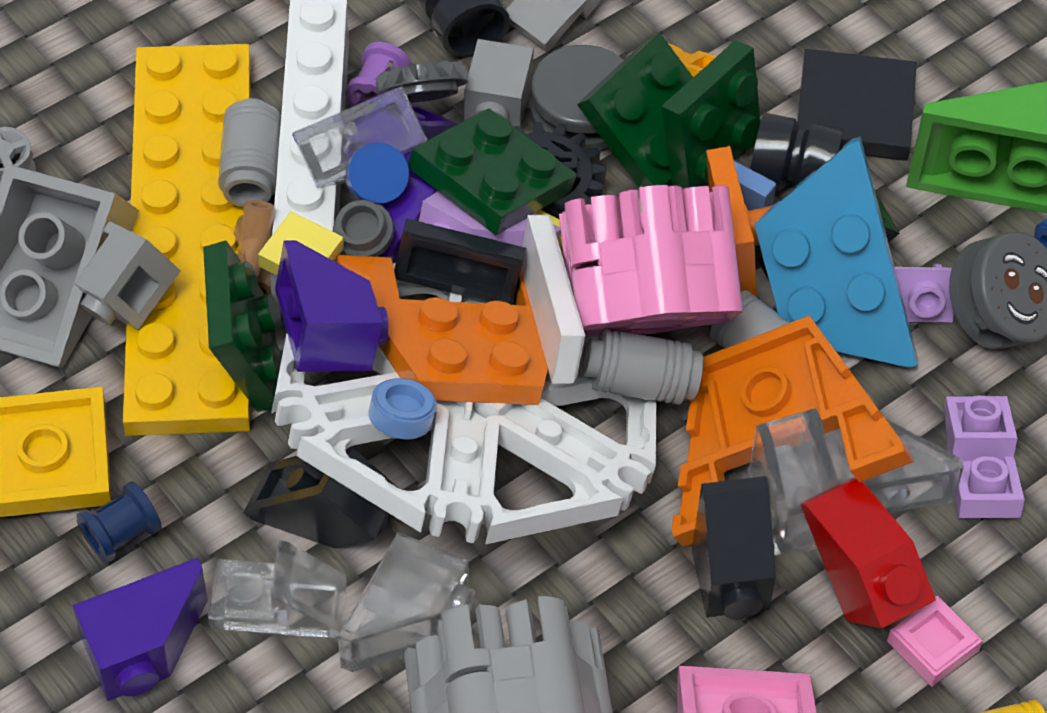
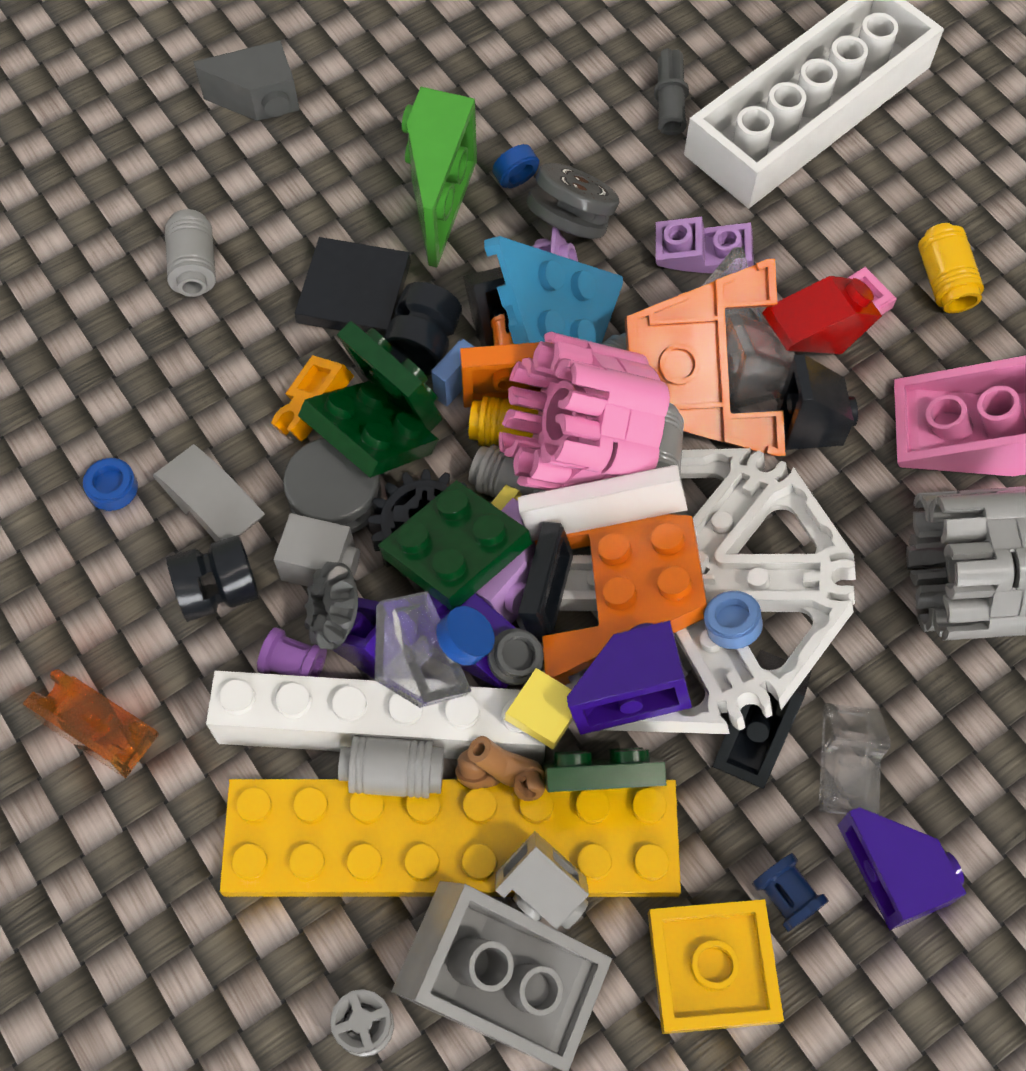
camera: 85 degrees left, 10 degrees up
(403, 602) = (872, 658): clear slope -> none

